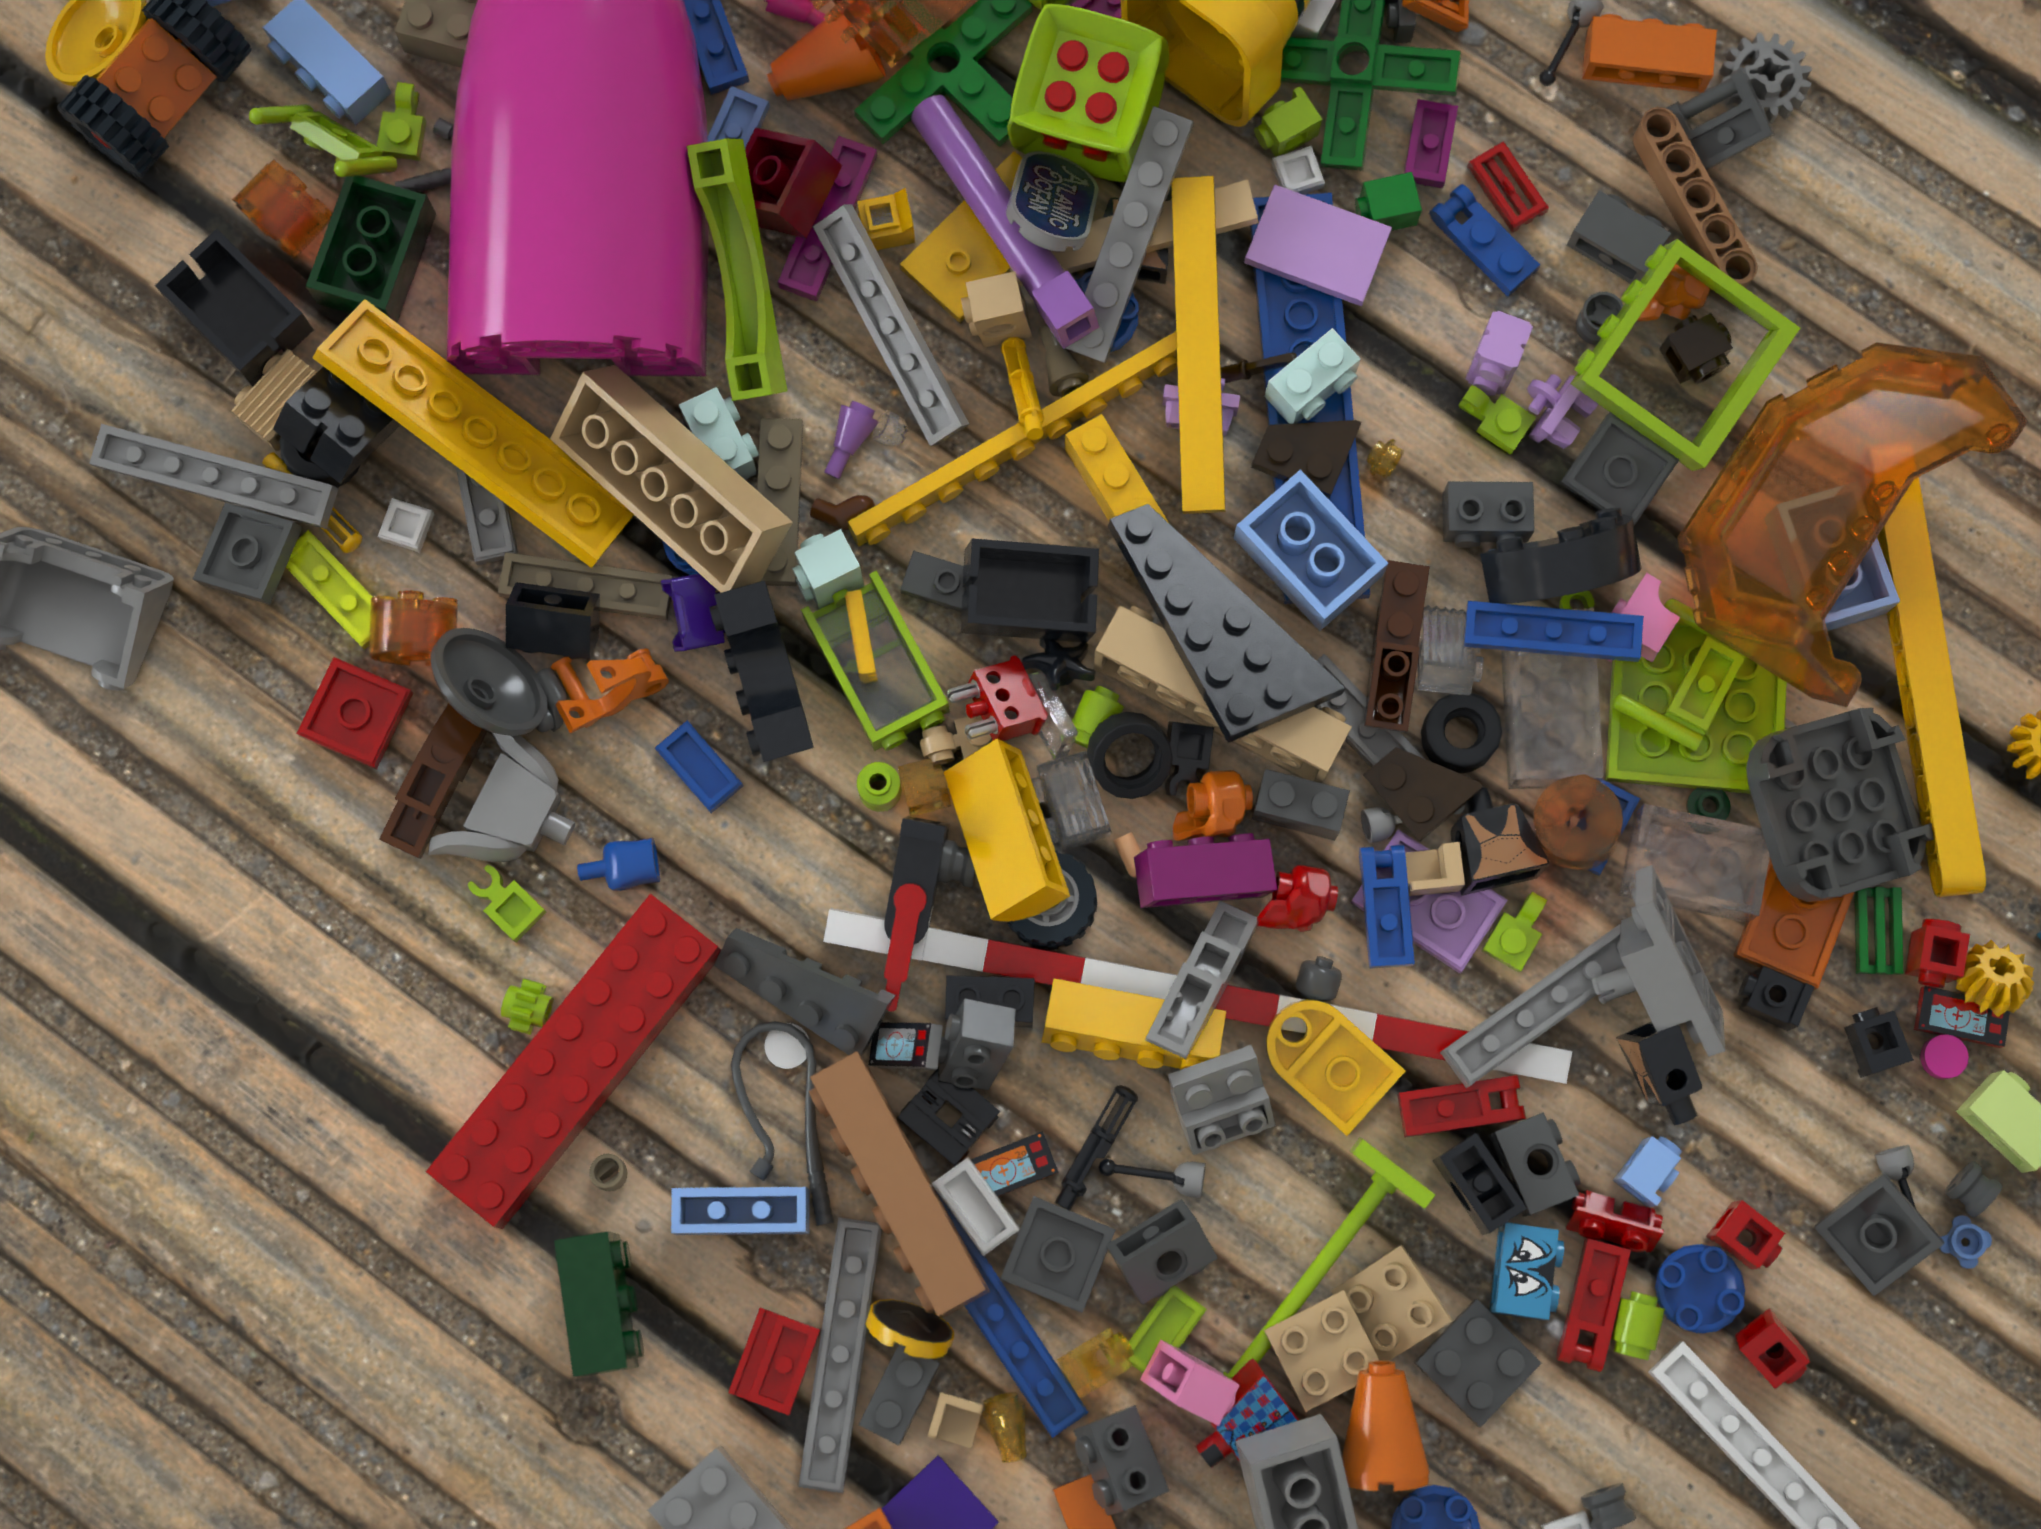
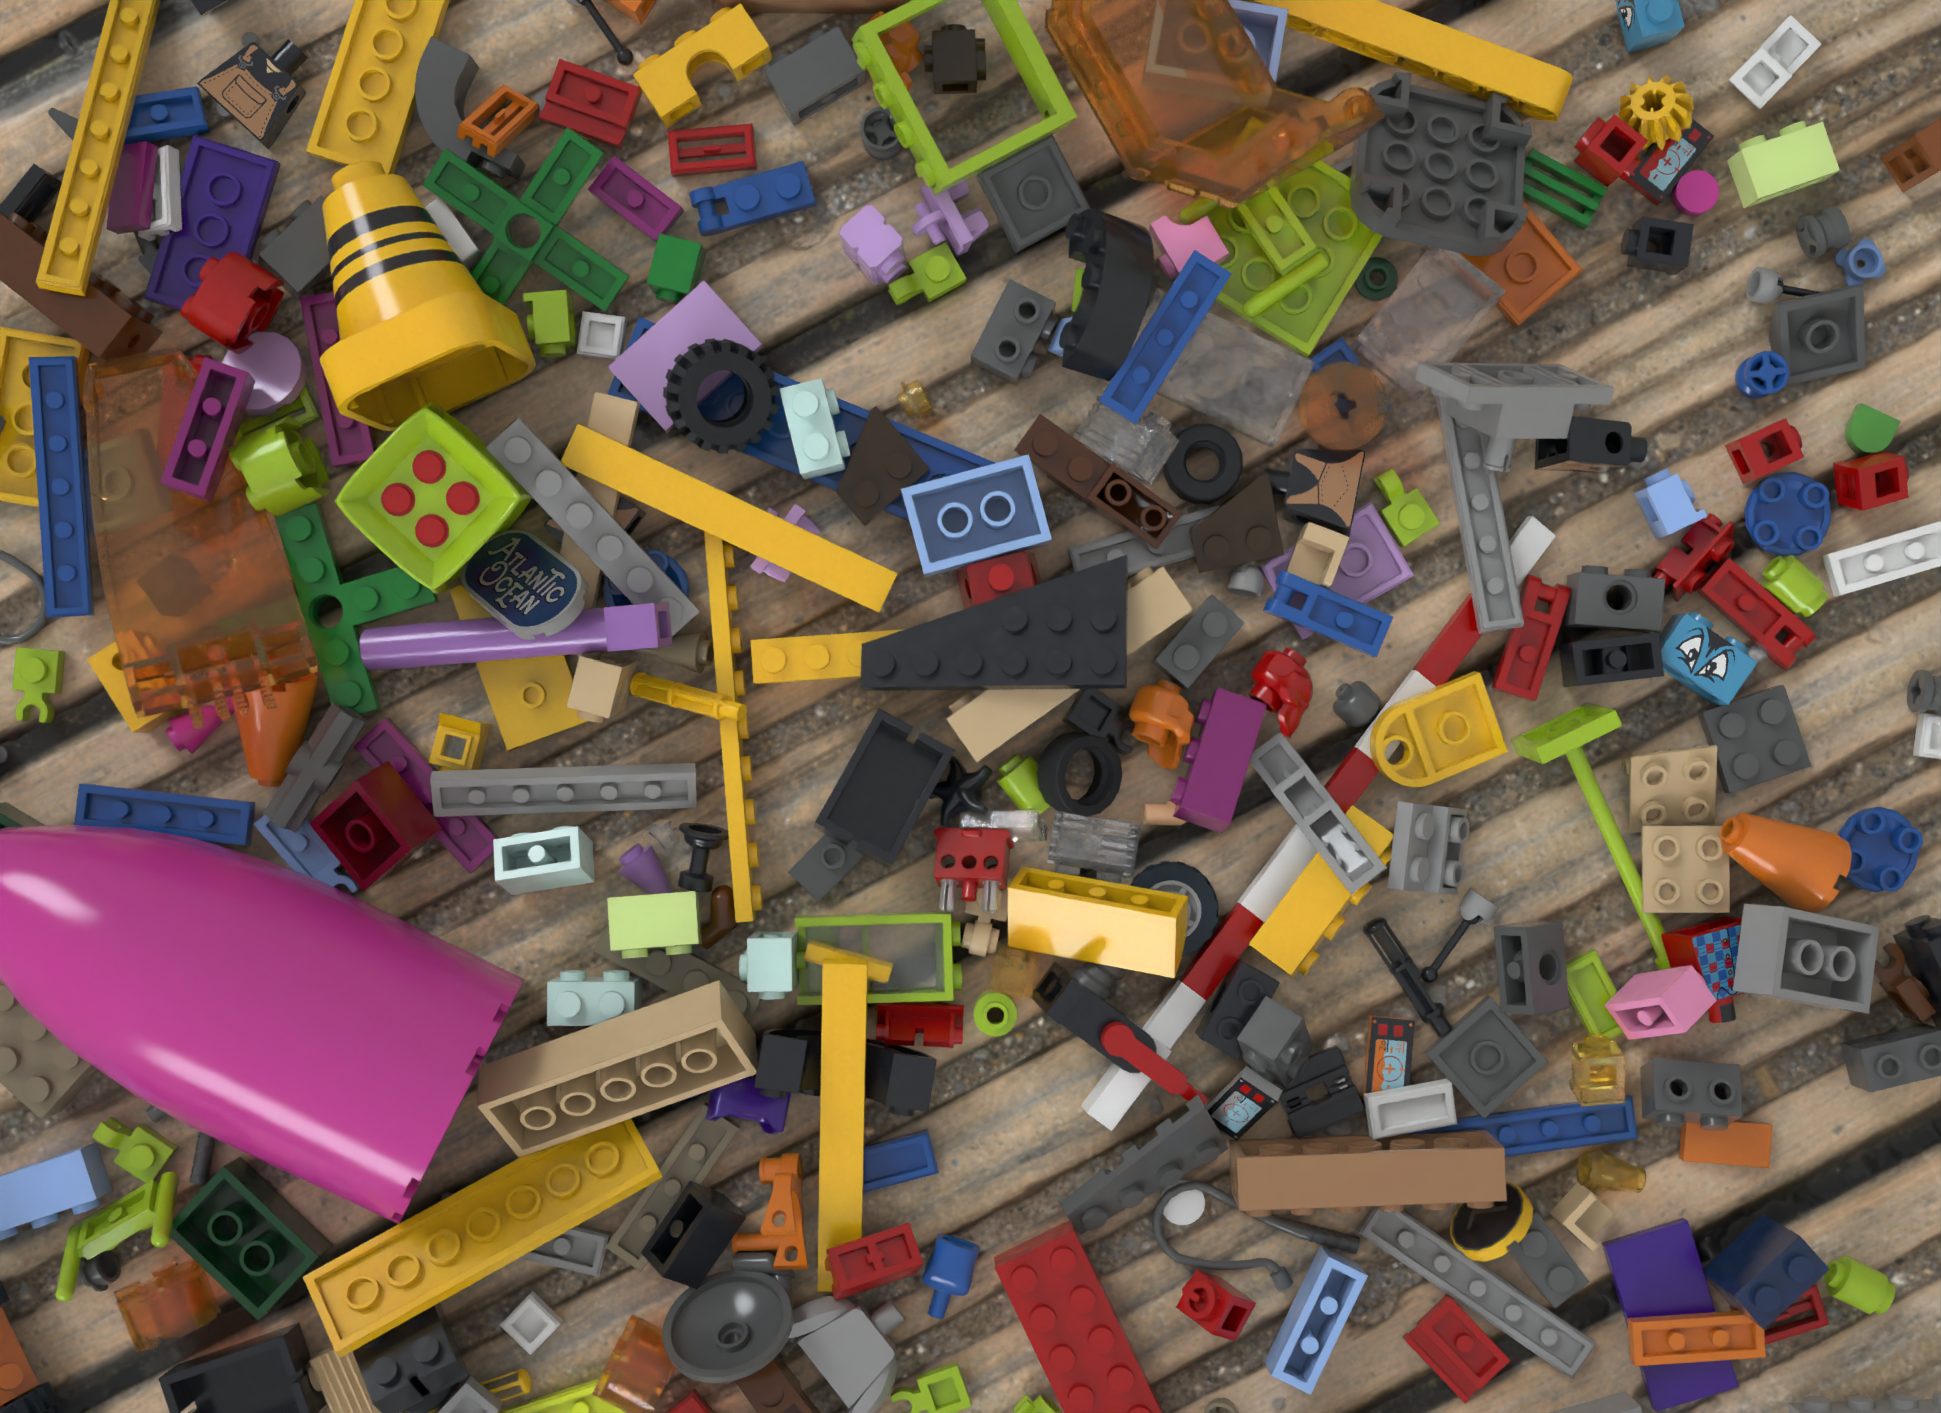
camera: 60 degrees left, 10 degrees up
(283, 144) = (100, 1270): none -> dark grey plate
(603, 787) = (873, 1261): none -> red hinge
(710, 1113) = (1215, 1305): none -> red brick
(712, 698) = (841, 1107): none -> yellow tile
(727, 199) = (374, 890): lime arch -> none
(806, 109) = (314, 767): none -> dark grey piece
(813, 453) = (654, 922): none -> yellowish green brick
(820, 337) = (543, 860): none -> light aqua brick
(842, 737) = (938, 1022): none -> red hinge
(905, 463) = (702, 839): none -> black piece
(1245, 369) = (769, 484): dark brown piece -> none
(1273, 257) = (747, 421): none -> black tyre
(1273, 598) = (997, 577): none -> red torso
(1491, 67) = (590, 103): none -> red plate
(1551, 120) = (727, 40): none -> yellow arch
(1758, 1003) = (1587, 301): black brick -> none
(1818, 1328) = (1869, 430): none -> bright green tile
(1822, 1195) = (1771, 370): none -> blue wheel

